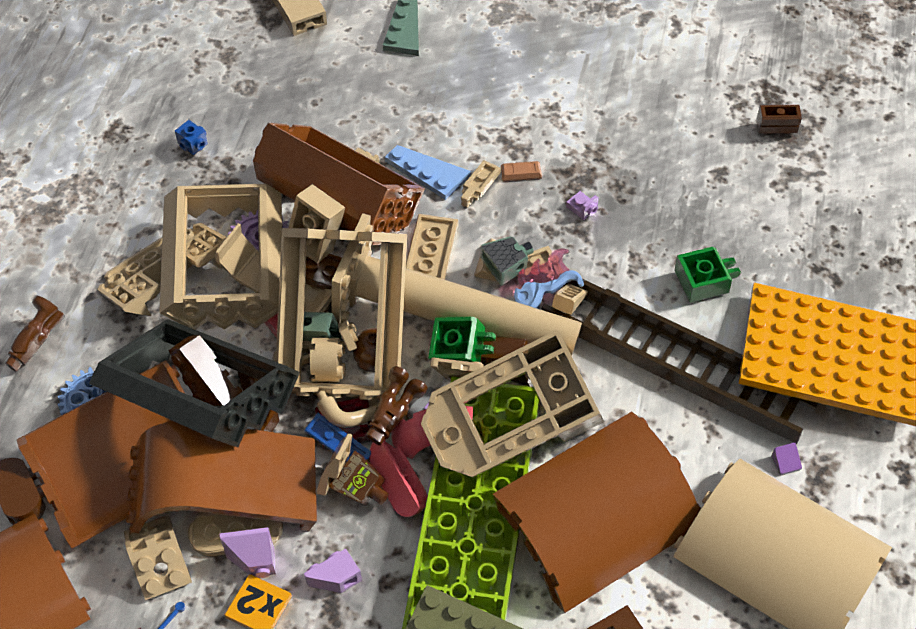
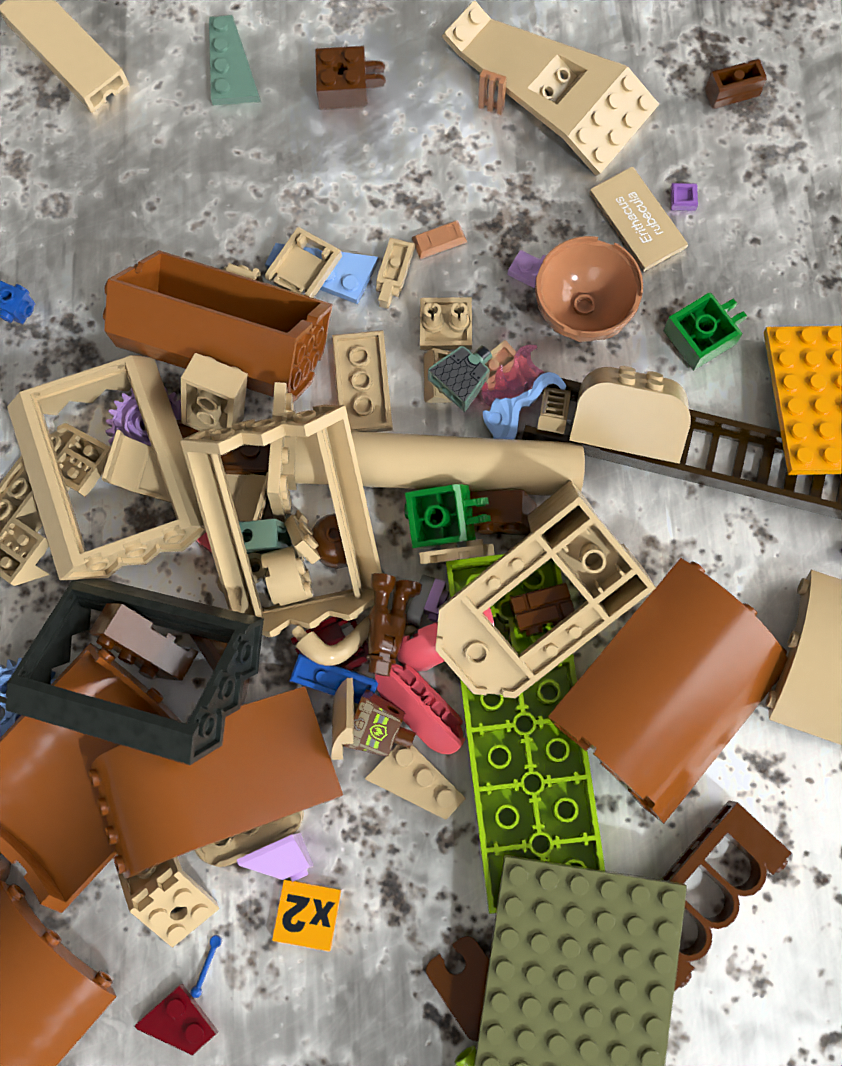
camera: 10 degrees left, 20 degrees up
(335, 573) = (385, 852): lavender slope -> none
(377, 531) = (417, 781): none -> tan wing
(410, 164) = (301, 270): none -> tan container
(485, 51) = (345, 77): none -> reddish brown hinge
(507, 222) = (445, 323): none -> tan plate
(509, 418) = (541, 609): none -> reddish brown brick
(587, 82) = (483, 101): none -> nougat tile
(619, 222) = (588, 289): none -> nougat rock
(626, 309) = (632, 413): none -> tan brick
(662, 114) = (591, 108): none -> tan wing
(678, 192) = (638, 219): none -> tan tile
(718, 185) = (684, 196): none -> medium lavender tile

